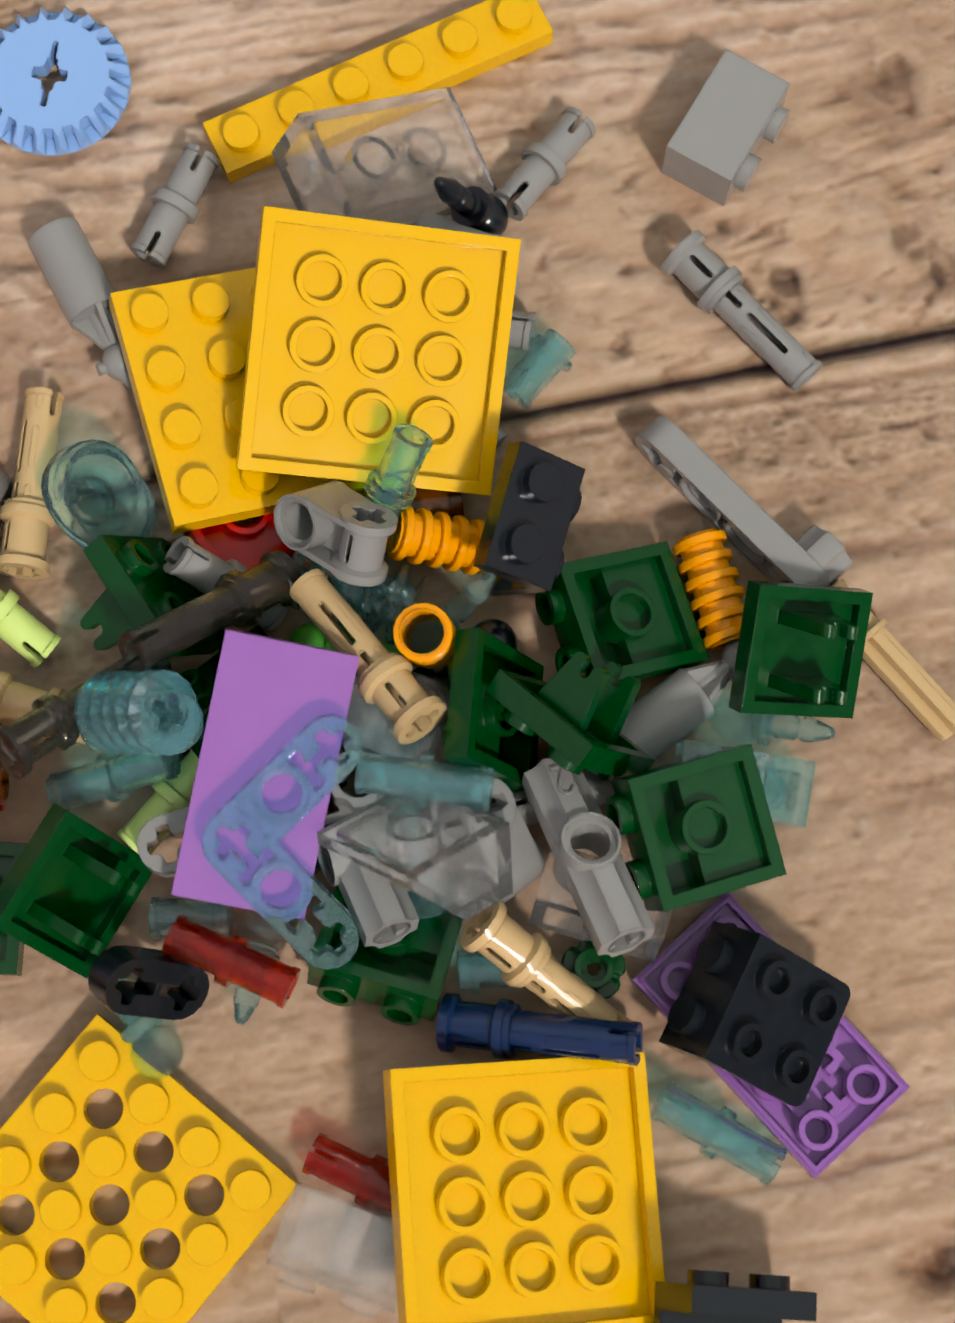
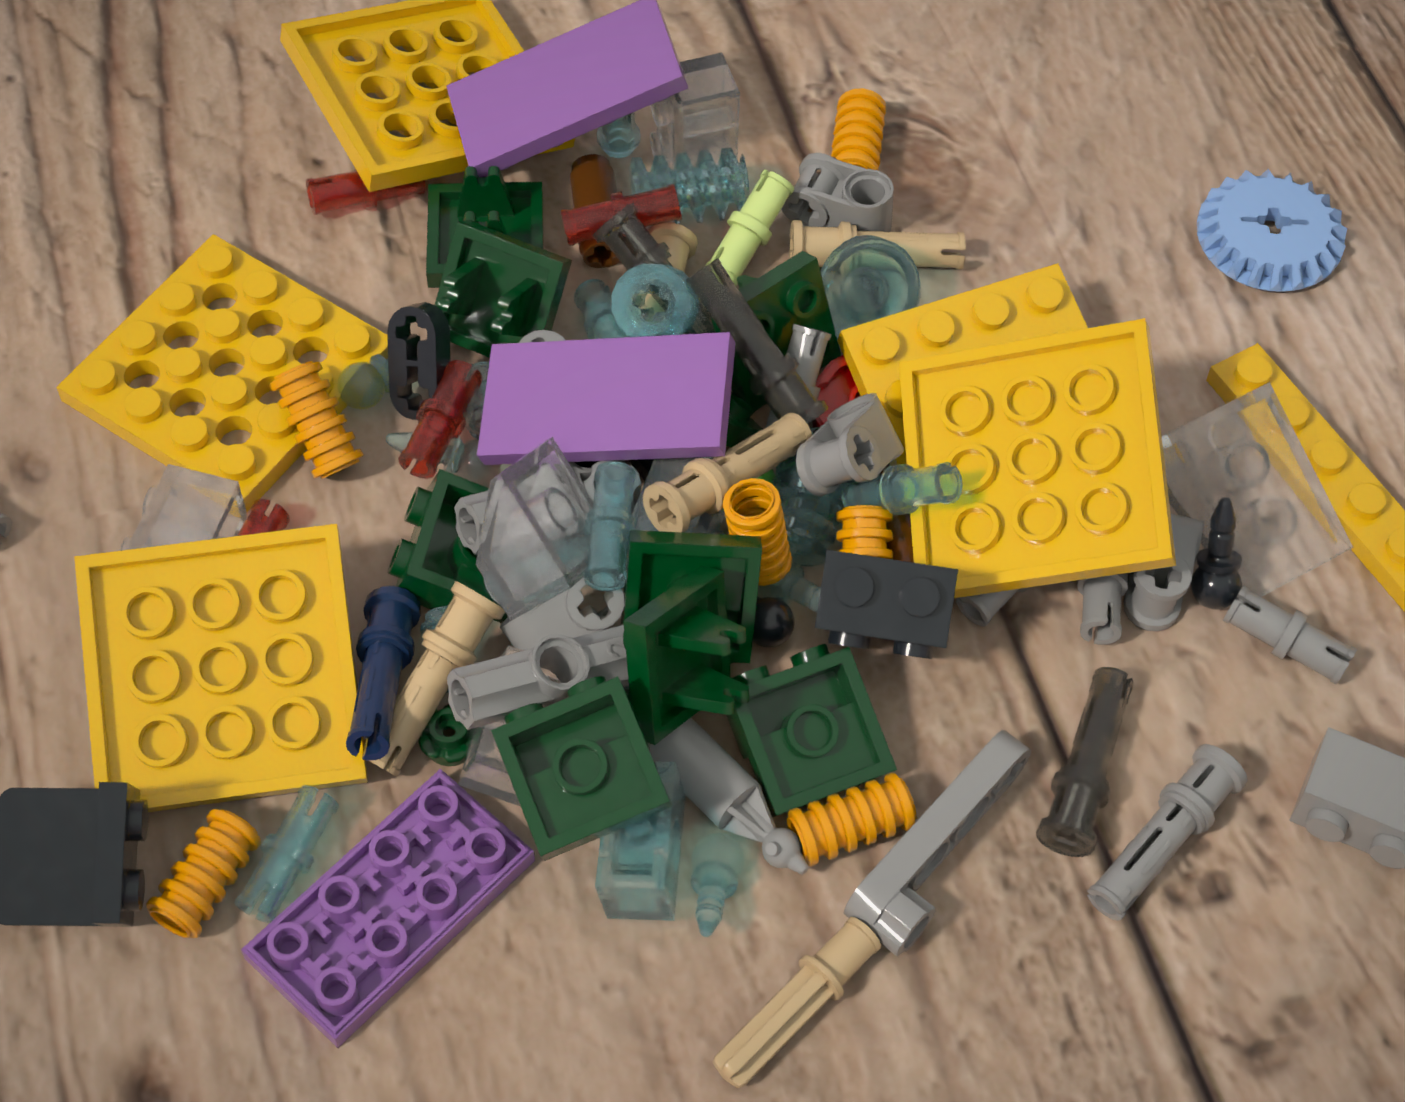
camera: 85 degrees right, 20 degrees down
(80, 289) = (1087, 253): light grey wheel -> none
(175, 205) = (1175, 331): light grey pin -> none
(215, 1099) = (316, 419): none -> light orange piece
(270, 826) = (547, 398): clear light blue beam -> none
(538, 367) = (1065, 643): clear light blue pin -> none
(692, 377) = (1082, 784): none -> clear smoke pin
(737, 1216) = (203, 873): none -> light orange piece
(756, 1012) = (398, 863): black bracket -> none
(800, 649) = (789, 884): dark green plate -> none

